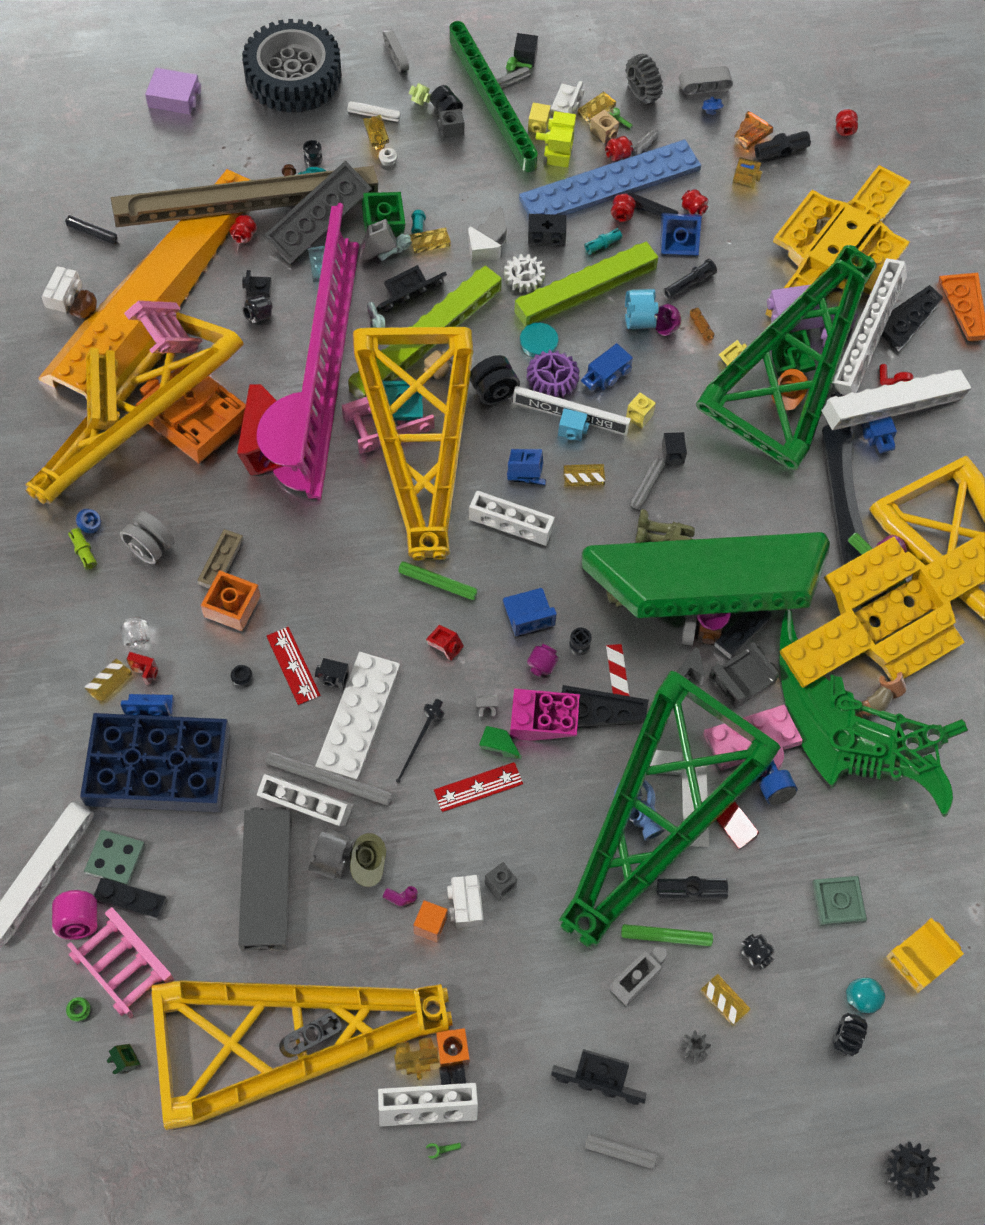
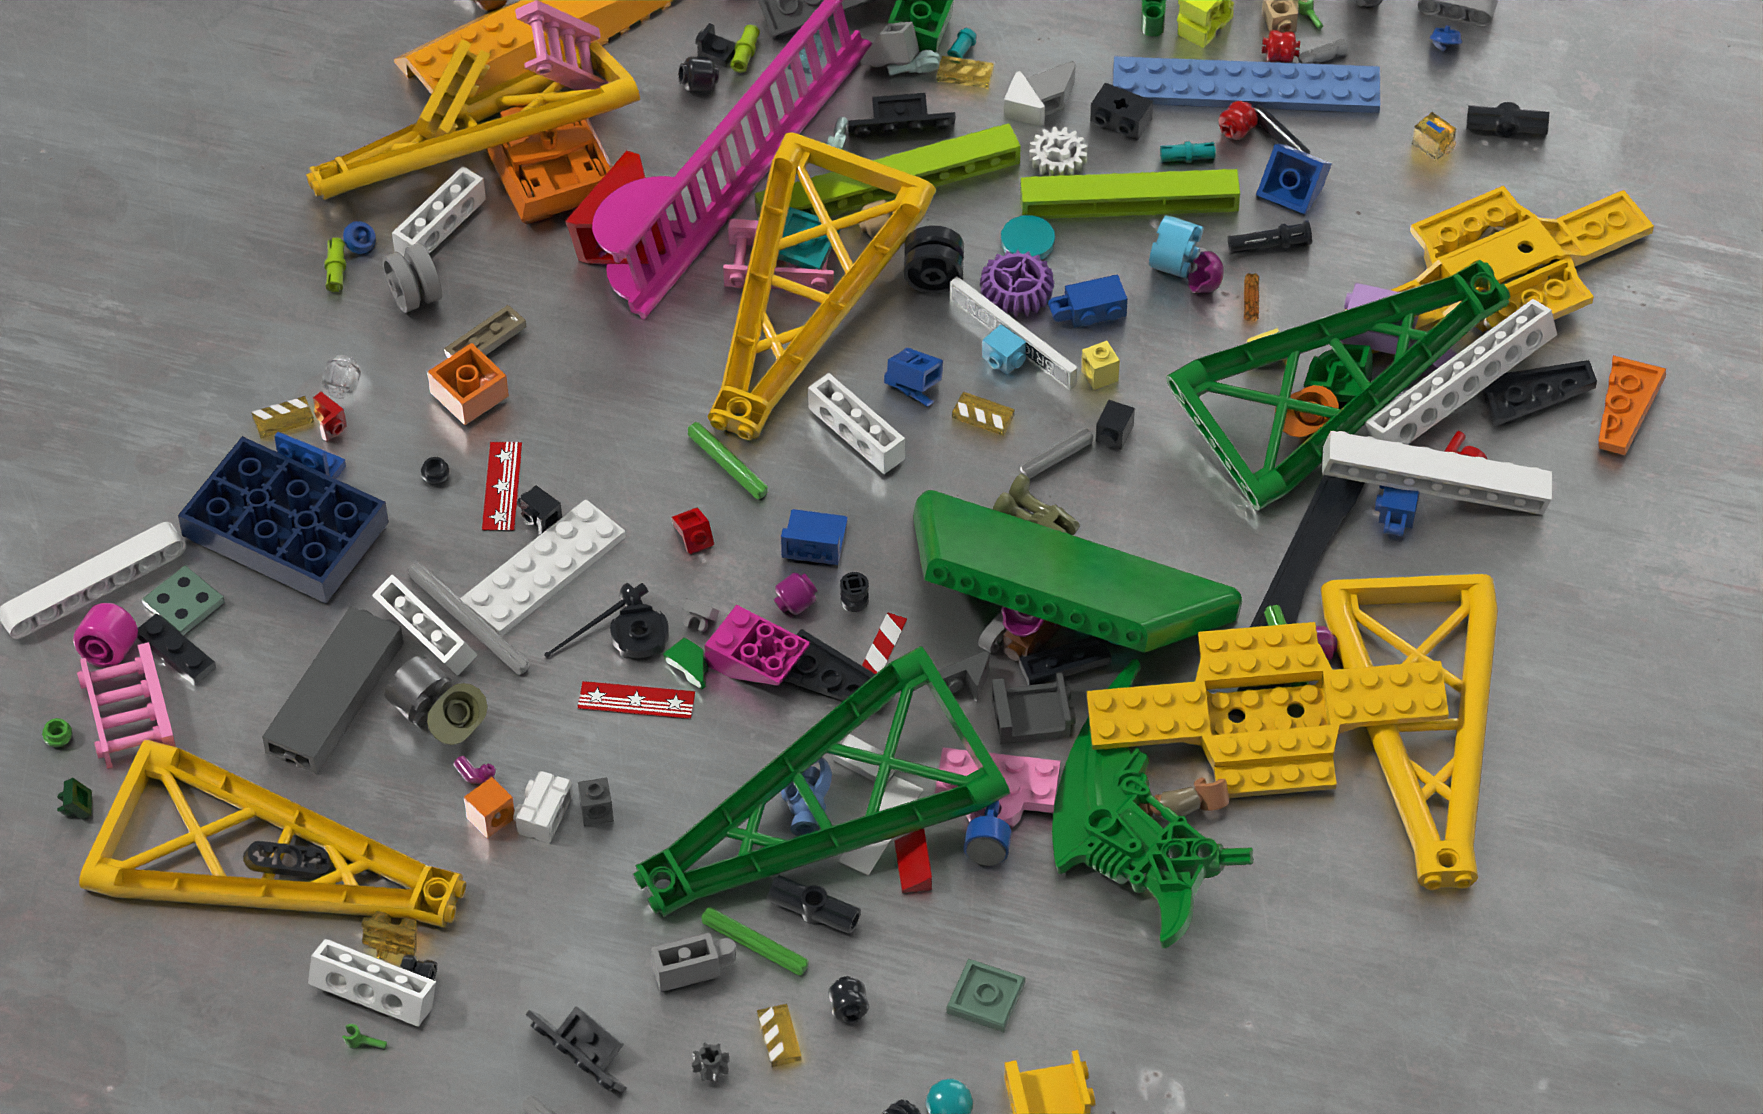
camera: 30 degrees right, 10 degrees down
(138, 481) = (441, 212): none -> white brick
(277, 278) = (745, 48): none -> lime pin
(452, 1048) = (436, 941): orange piece -> none
(453, 747) = (642, 645): none -> black plate
(694, 202) = (1337, 147): red piece -> none
(752, 131) = (1478, 88): clear orange wing -> none
(847, 122) = (1616, 122): red piece -> none

